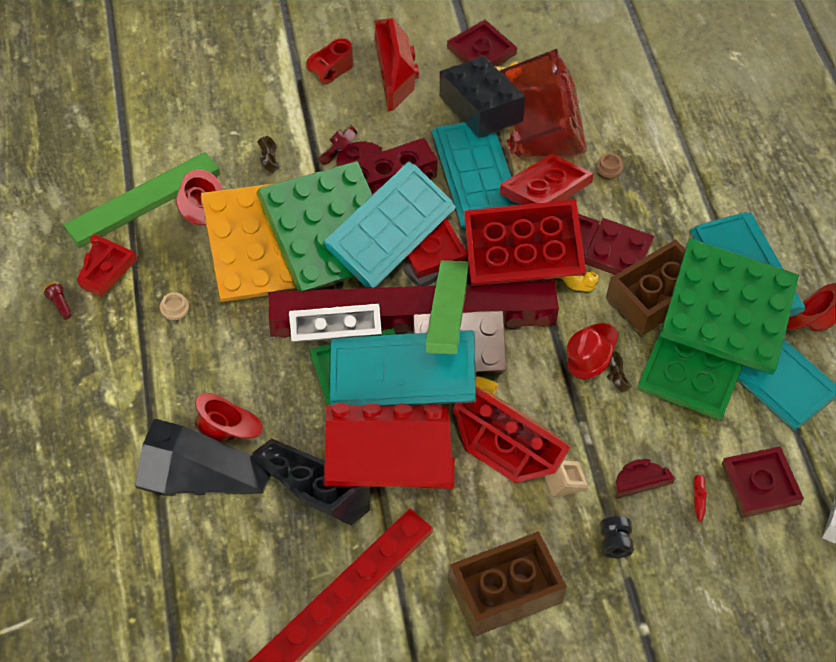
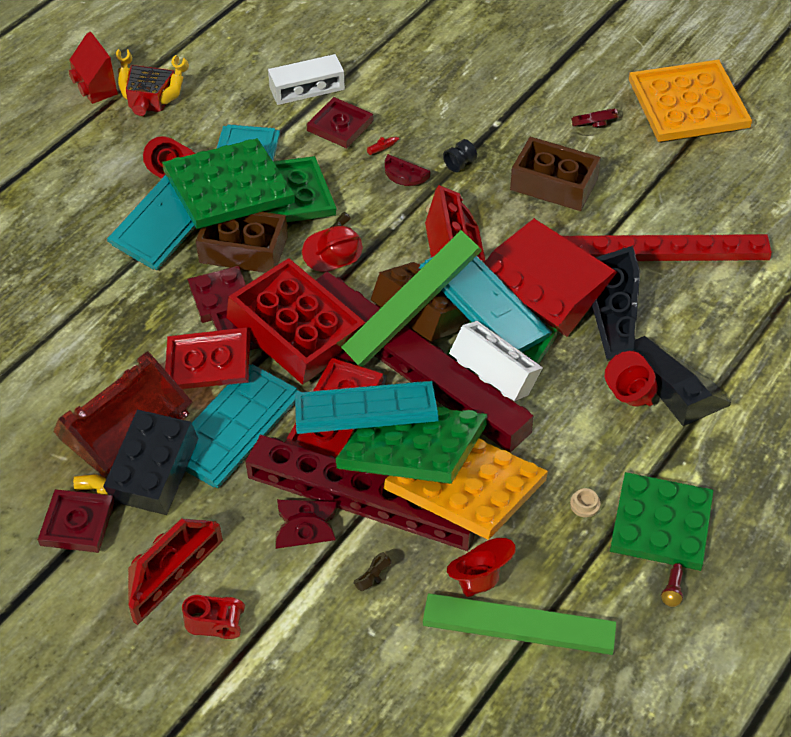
camera: 130 degrees left, 5 degrees down
(104, 265) = (611, 581): red wing -> none
(107, 341) = (662, 521): none -> green plate
(610, 165) = (136, 346): medium nougat plate -> none

